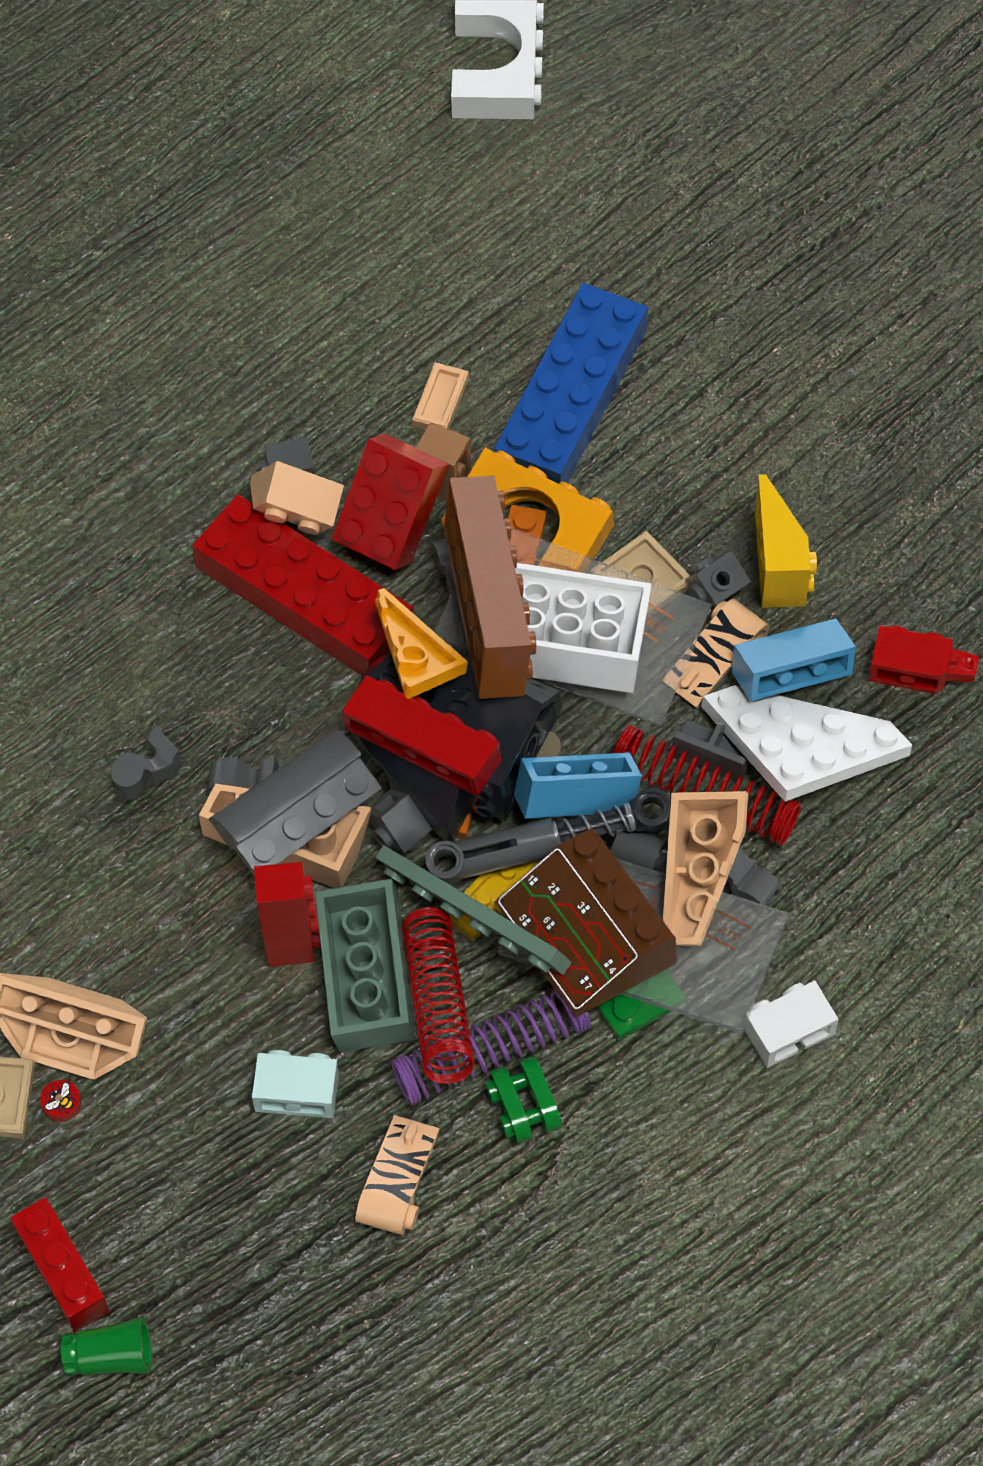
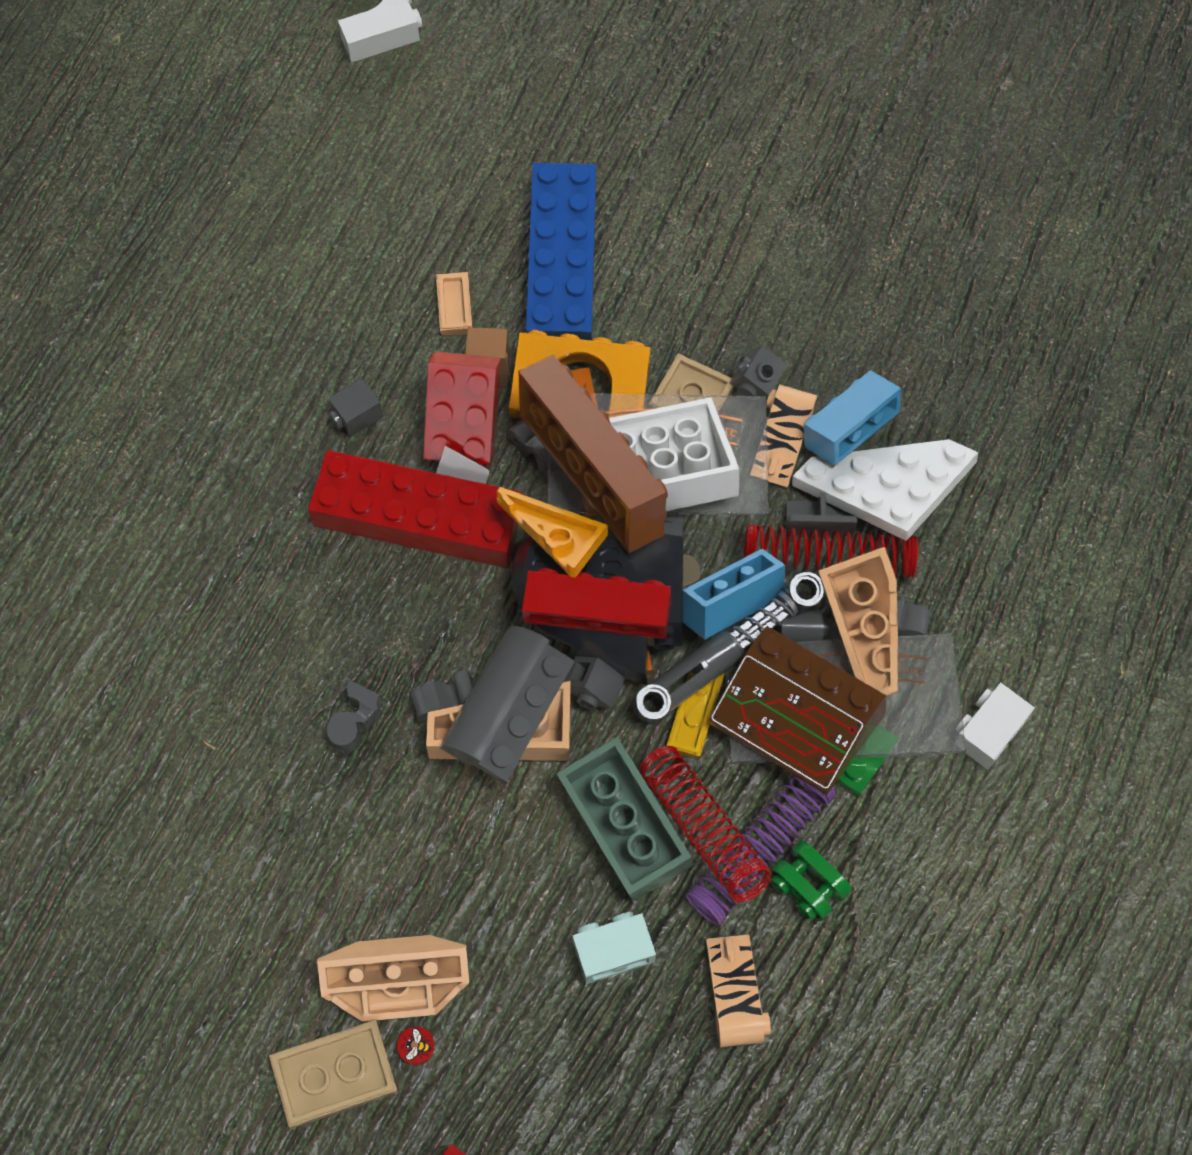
camera: 25 degrees left, 5 degrees up
(287, 913) = (548, 804): red brick -> none
(296, 497) = (380, 434): light nougat slope -> none
(362, 559) = (461, 467): none -> white sticker
(482, 918) = (711, 741): sand green plate -> none
(782, 551) = (798, 327): yellow slope -> none
(919, 660) = (947, 380): red hinge -> none

